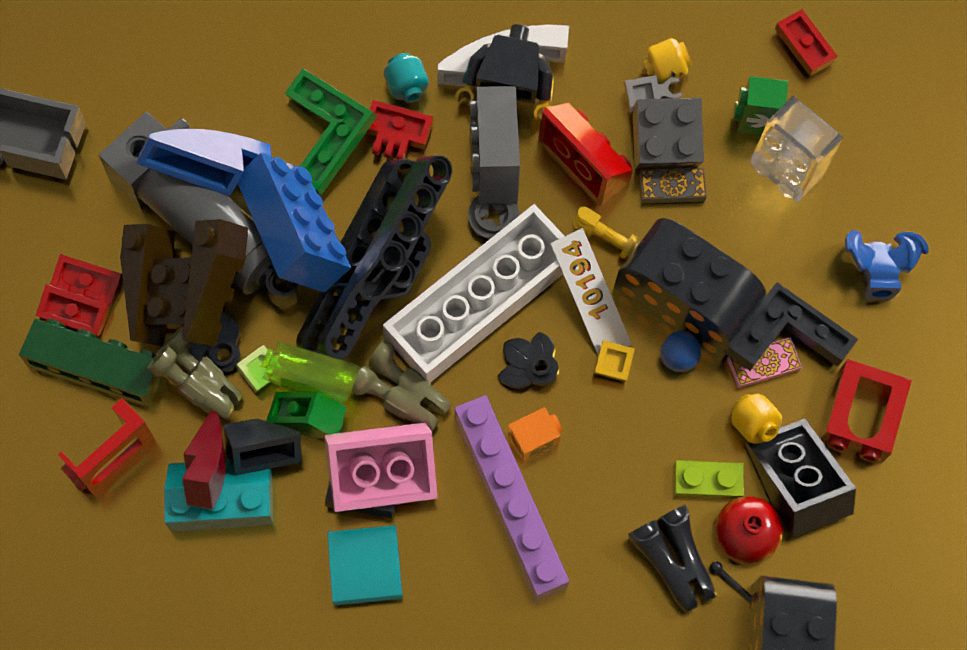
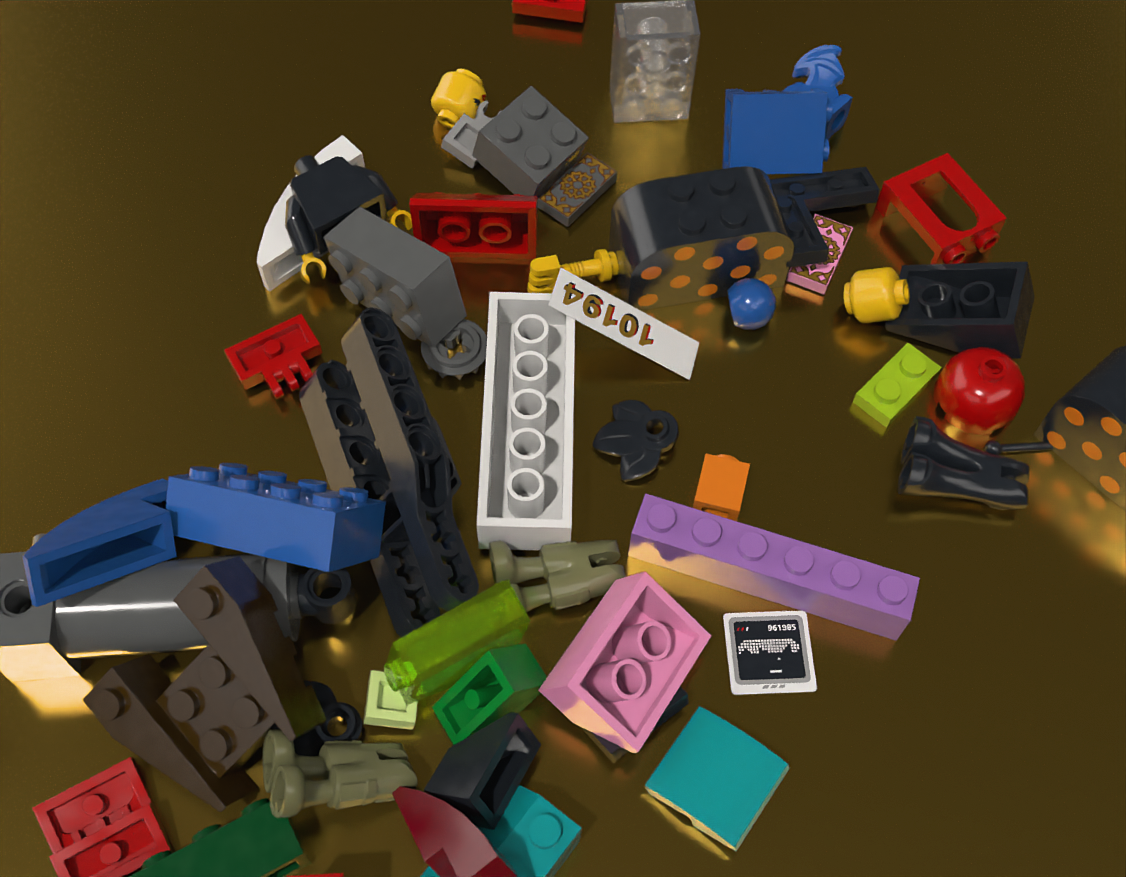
camera: 45 degrees left, 10 degrees down
(346, 127) = (215, 384): green plate -> none
(406, 77) = (235, 304): teal head -> none
(465, 538) = (769, 652): none -> sticker
(614, 361) = (706, 364): yellow plate -> none
(758, 103) = (581, 61): green brick -> none
(819, 266) = (776, 130): none -> blue panel

